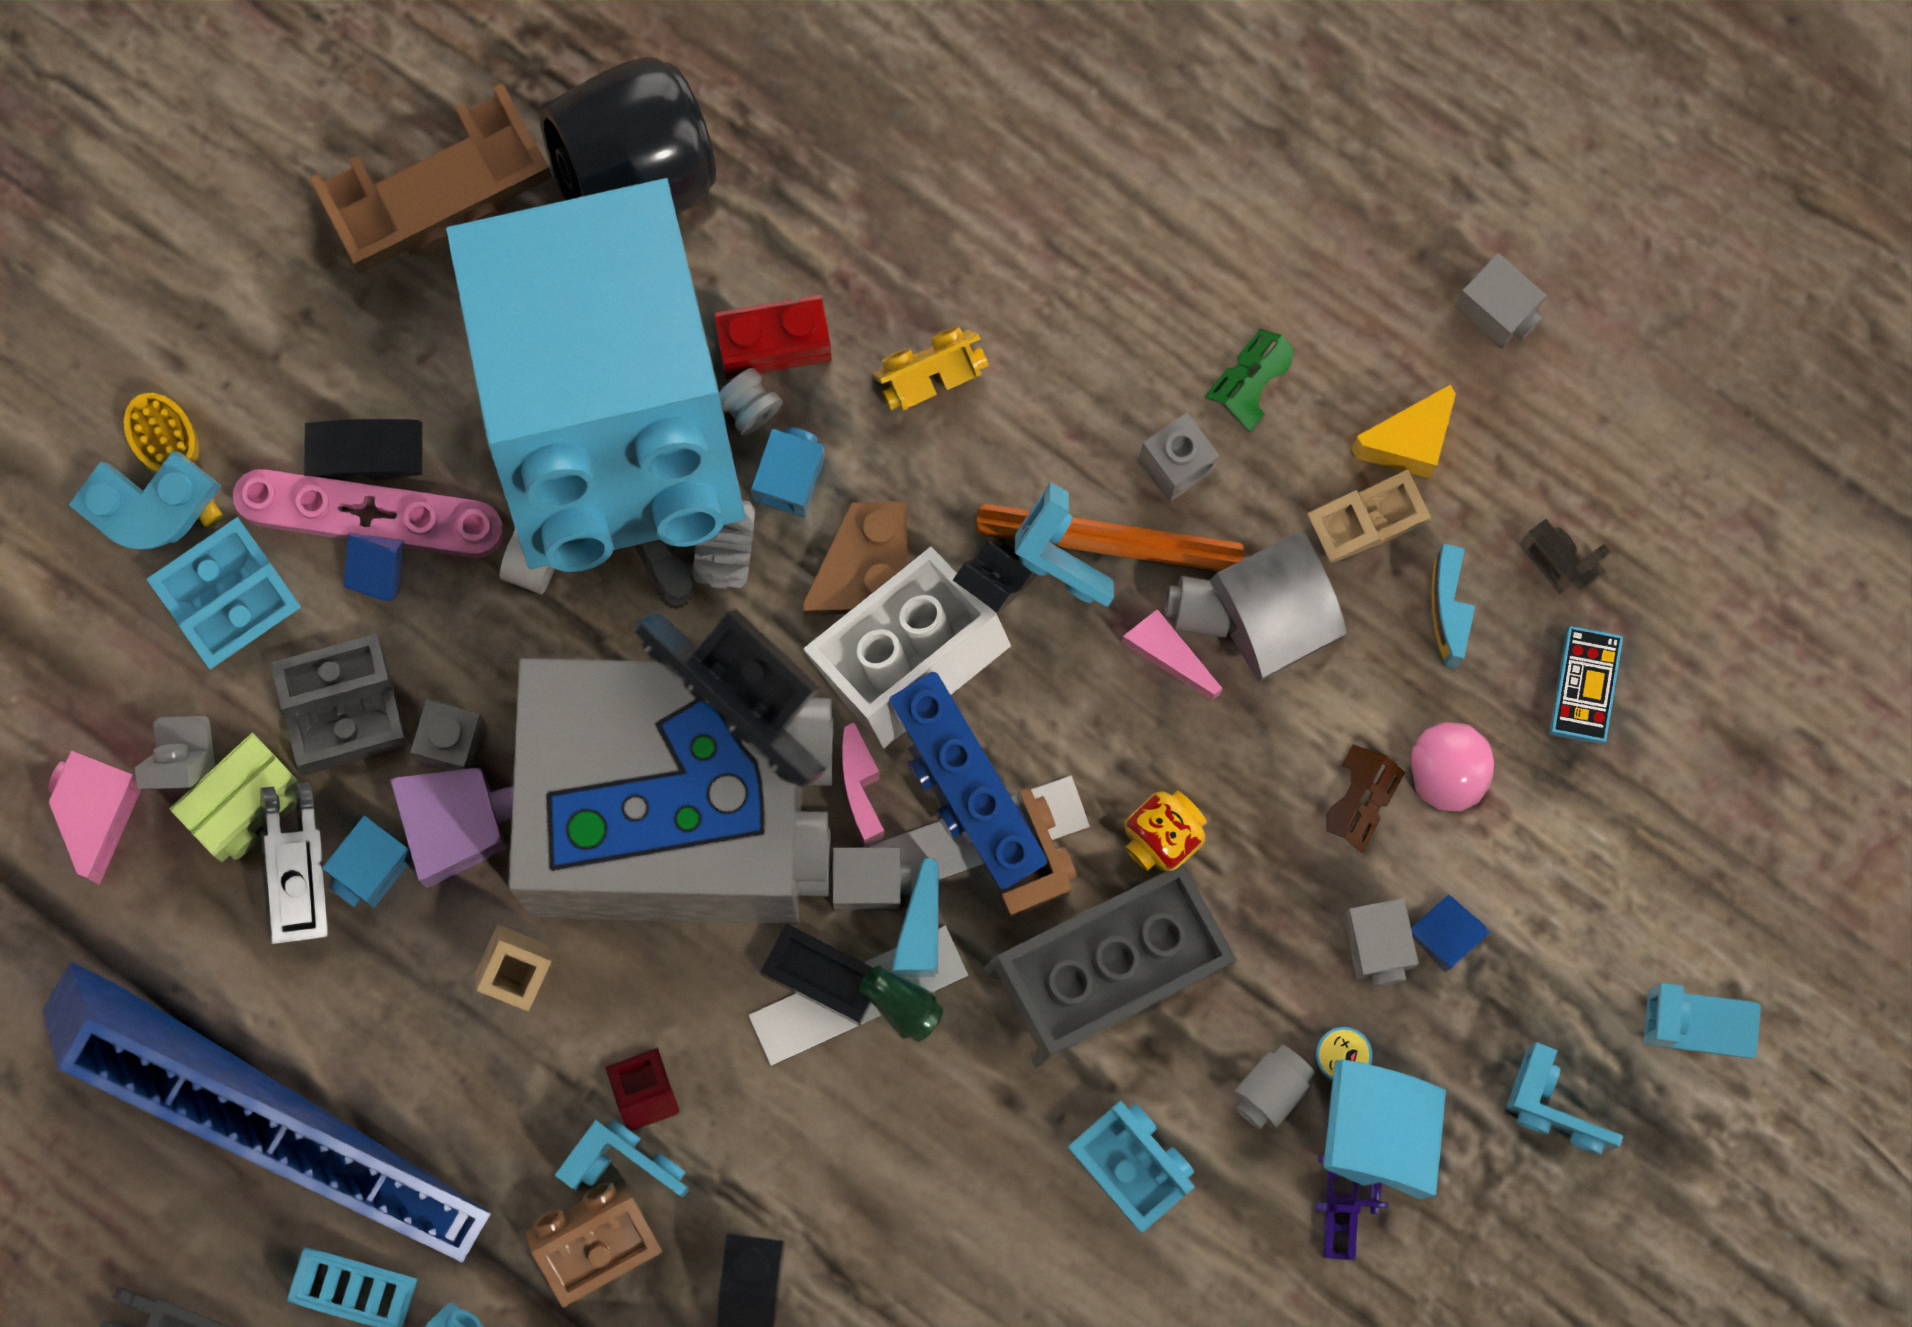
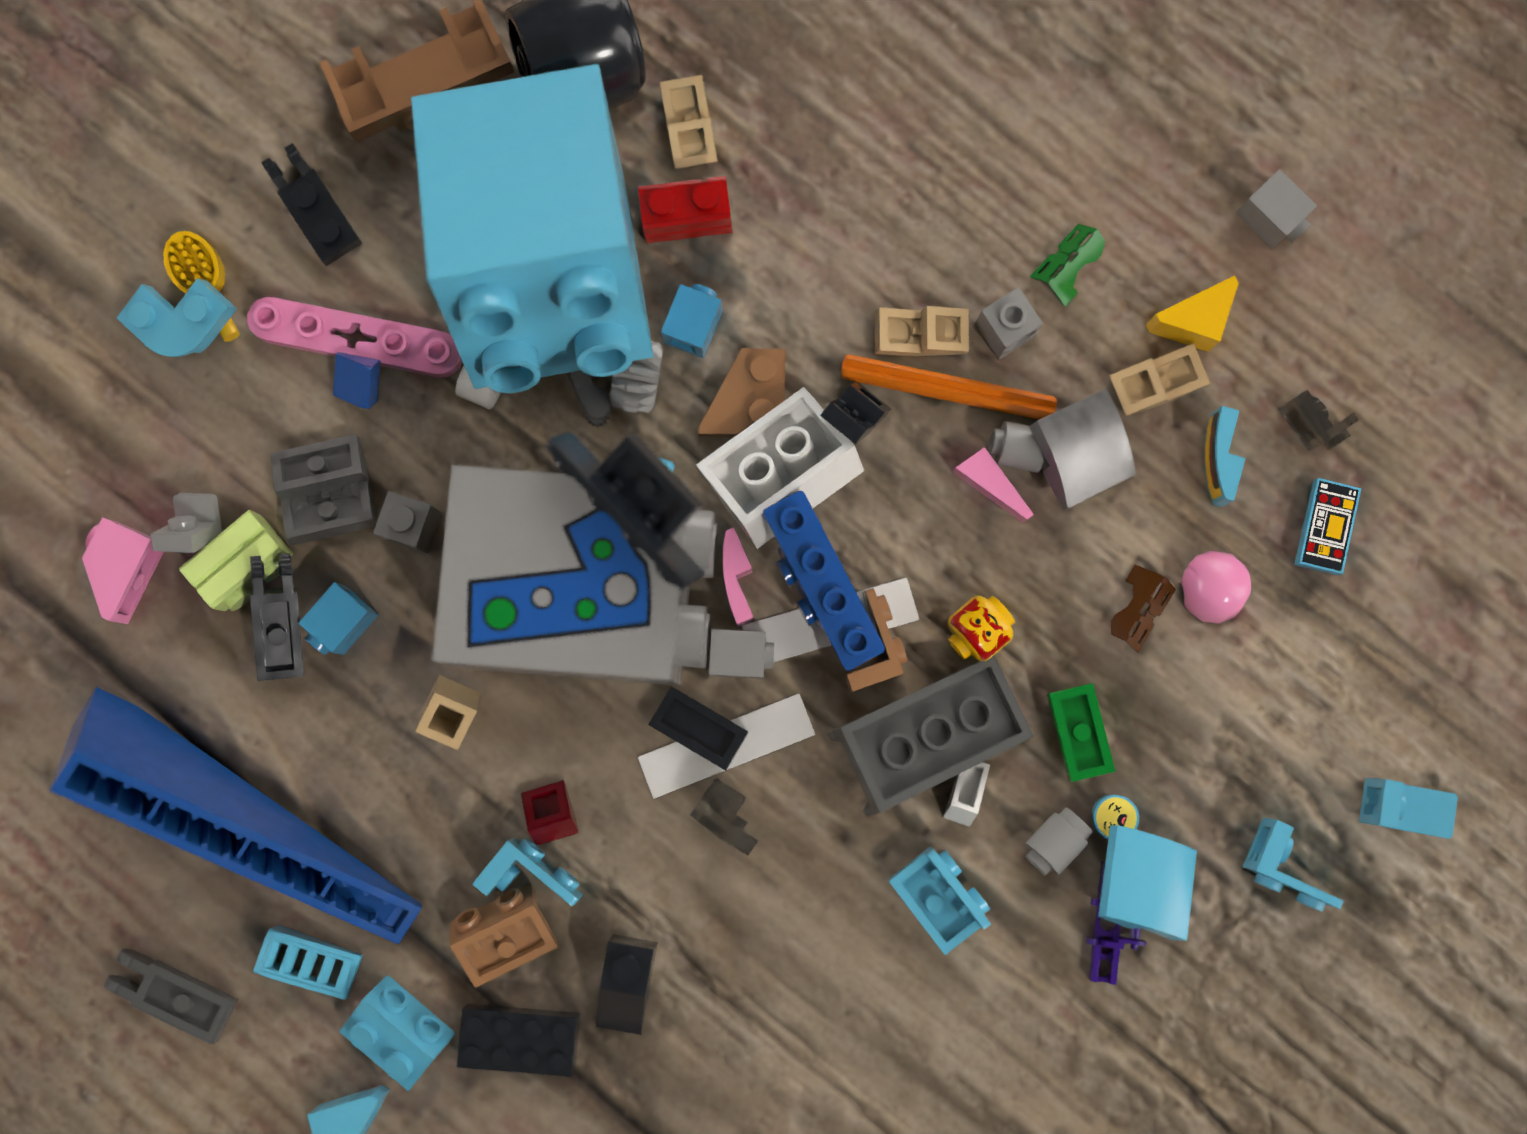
camera: 10 degrees right, 5 degrees up
(223, 593) = (236, 395): medium azure slope -> none
(308, 357) = (314, 209): none -> black hinge
(363, 448) = (353, 283): black slope -> none
(451, 820) = (401, 589): lavender torso -> none
(749, 401) = (663, 261): light grey wheel -> none
(770, 227) = (688, 122): none -> tan slope
(855, 1075) = (718, 813): none -> clear smoke bracket
(904, 1004) = (762, 758): clear green cone -> none
(918, 941) = (777, 705): medium azure slope -> none
(948, 357) = (826, 233): yellow hinge -> none
(1047, 523) = (900, 372): medium azure bracket -> none
(1083, 469) = (921, 332): none -> tan slope
(1159, 1037) = (967, 795): none -> white piece
(1294, 952) = (1080, 732): none -> green plate
(1381, 941) = (1152, 728): light grey brick -> none
(1448, 932) = (1206, 723): blue slope -> none

